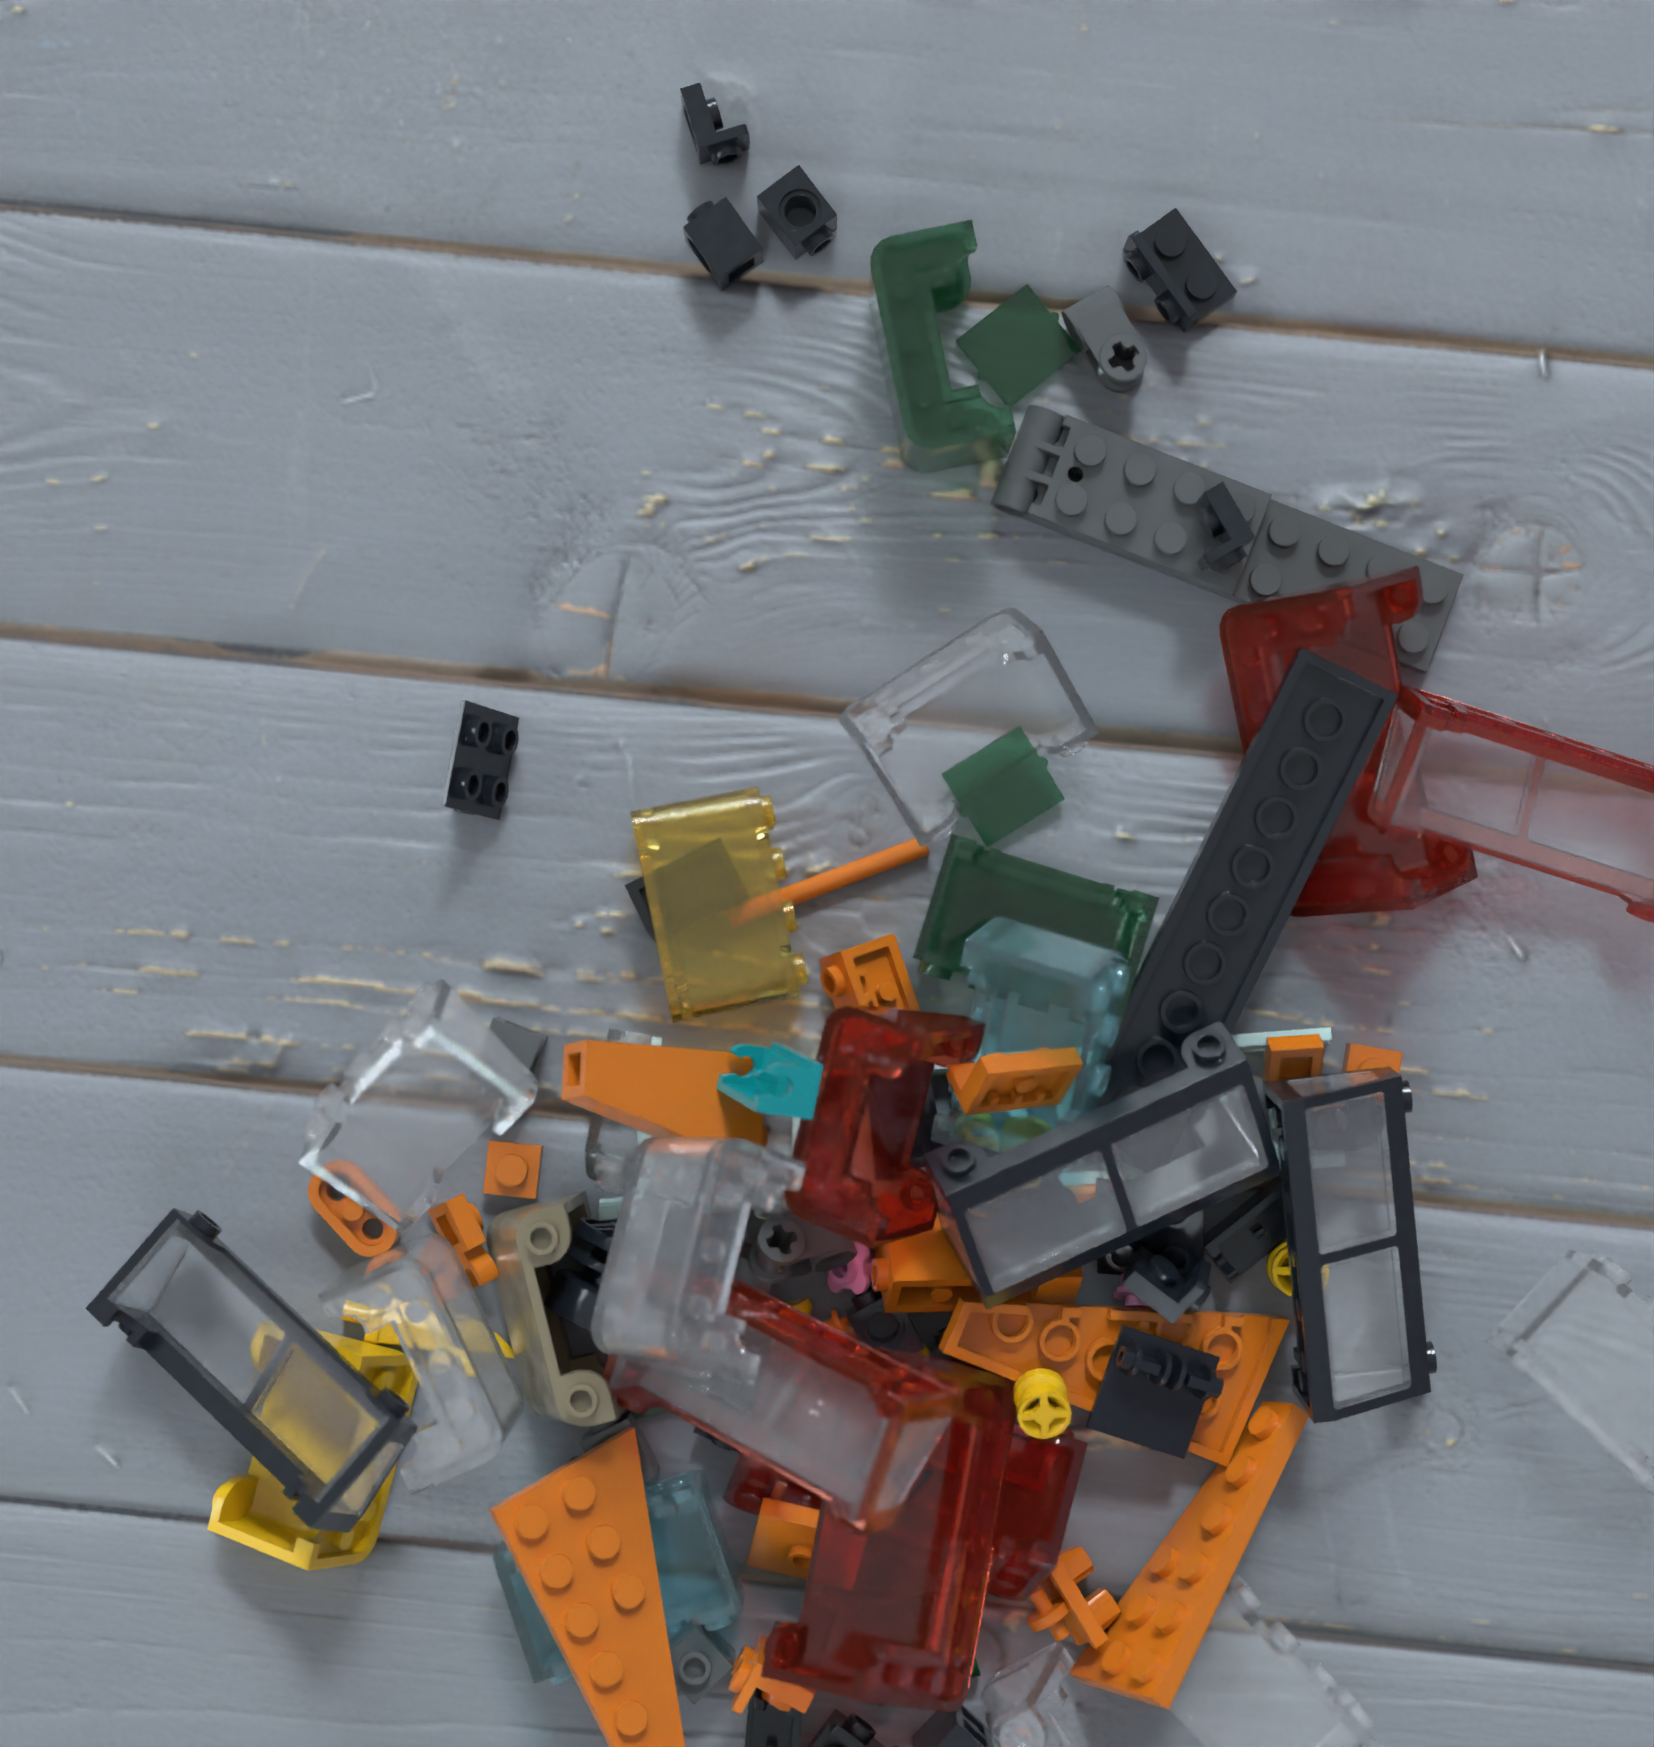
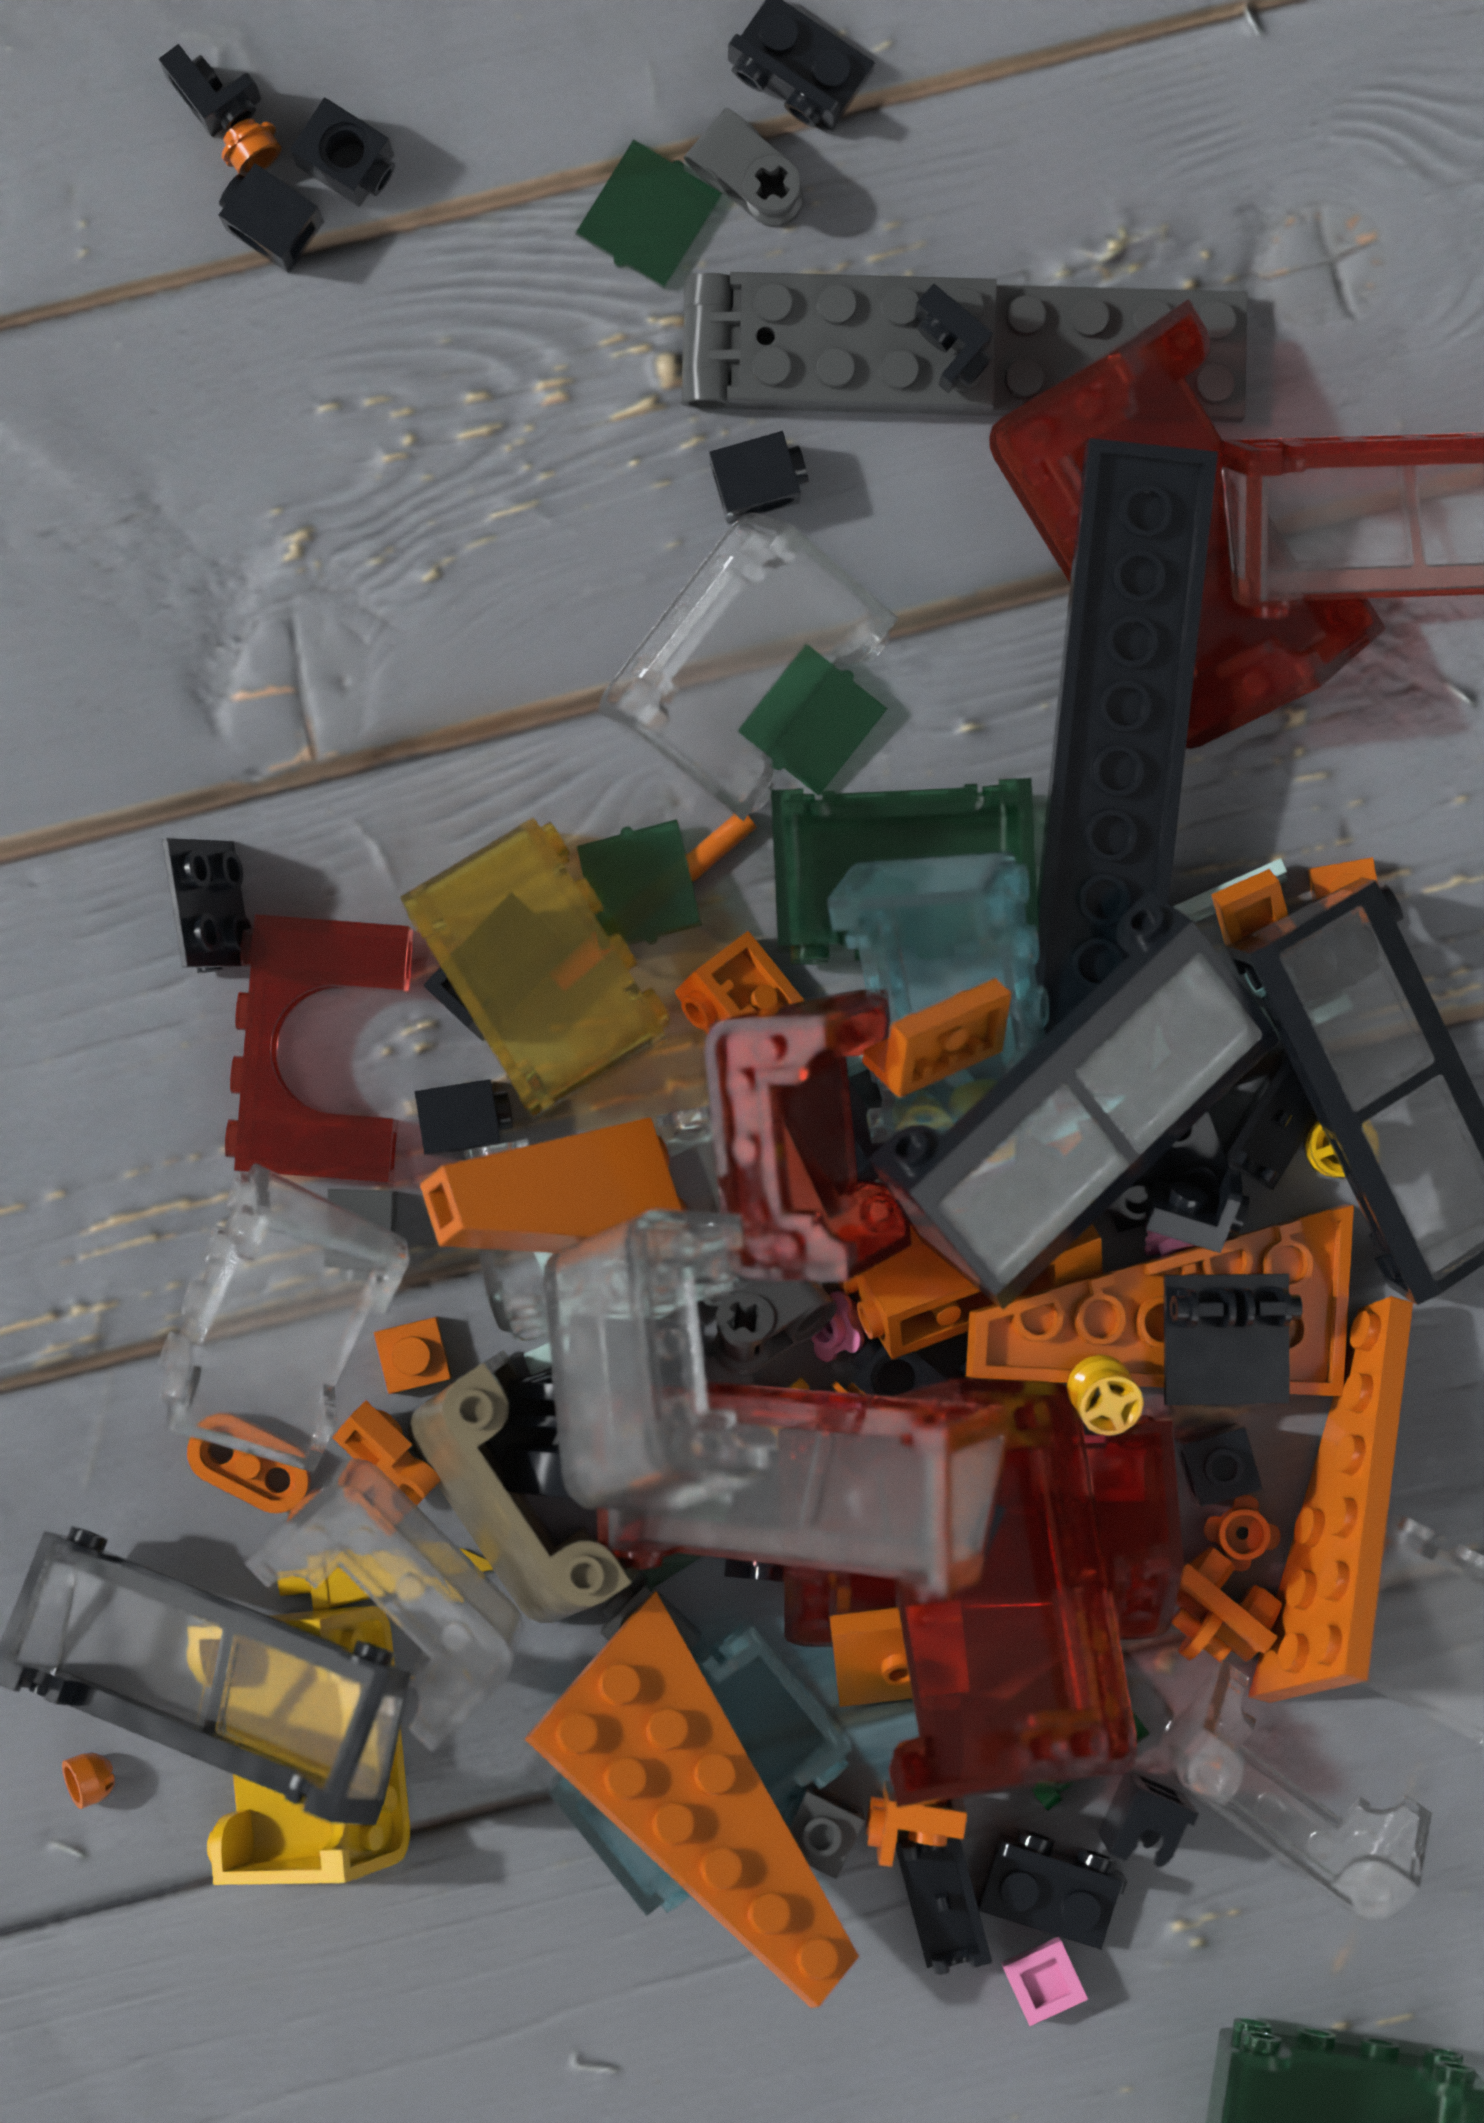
camera: 20 degrees left, 0 degrees up
(141, 1408) = (88, 1778): none -> orange hinge
(470, 952) = (287, 965): none -> clear red arch
(619, 998) = (462, 1116): none -> black brick
(728, 181) = (250, 144): none -> orange plate
(777, 1083) = (674, 1136): teal hinge -> none
(824, 866) = (642, 882): none -> clear green piece
(908, 284) = (498, 188): clear green windscreen -> none
(1029, 581) = (758, 475): none -> black brick
(1111, 1485) = (1218, 1464): none -> black brick
(1122, 1552) = (1260, 1534): none -> orange plate

